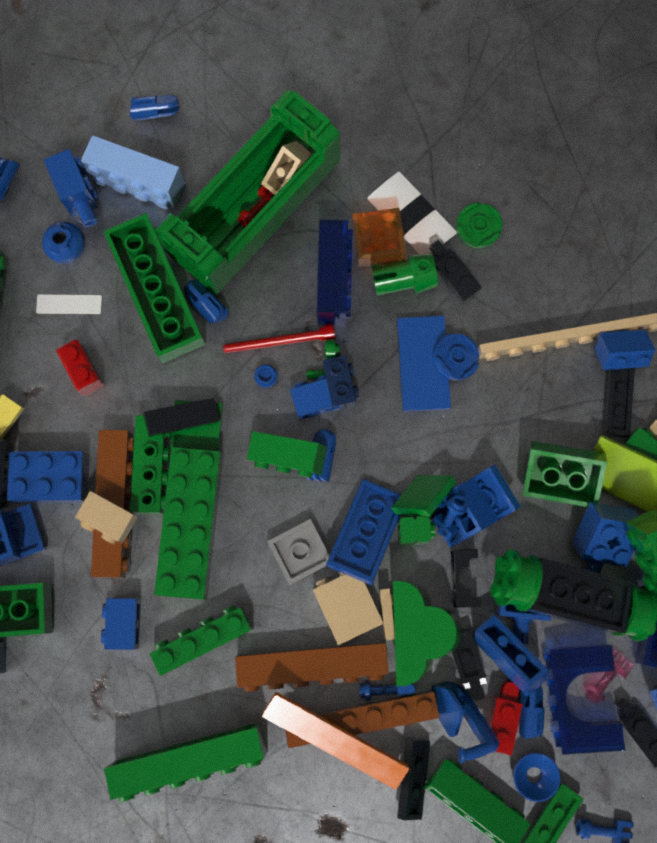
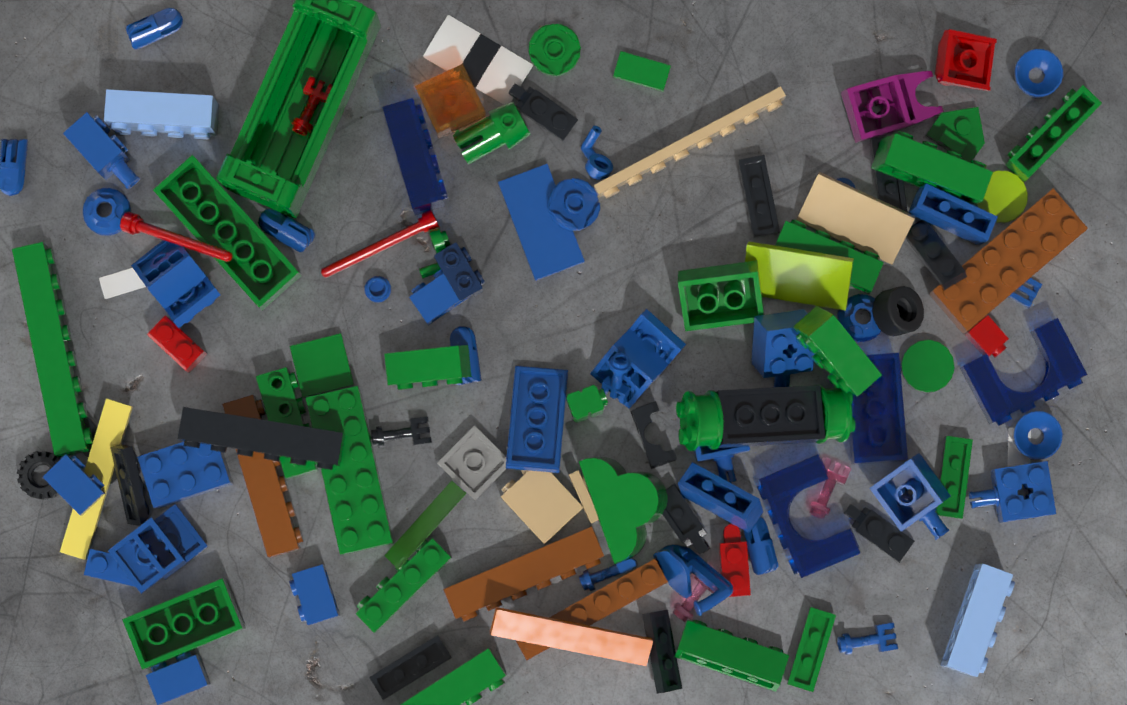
camera: 20 degrees left, 5 degrees up
(81, 258) = (133, 223): none -> red piece
(97, 314) = (176, 281): none -> blue bracket
(105, 517) = (264, 491): tan brick -> none
(118, 467) = (262, 437): none -> black brick
(181, 417) = (305, 362): black tile -> none
(183, 717) = (410, 667): none -> black plate
(238, 592) = (425, 524): none -> bright green sticker
(256, 507) = (379, 436): none -> black hinge
(285, 165) = (328, 59): tan brick -> none
(424, 495) = (583, 363): green tile -> none
(444, 747) = (683, 611): none -> clear pink hinge
(487, 330) = (598, 165): none -> blue plate
(545, 786) = (797, 611): blue piece -> none
(548, 265) = (641, 71): none -> green tile
(624, 349) = (747, 142): blue brick -> none

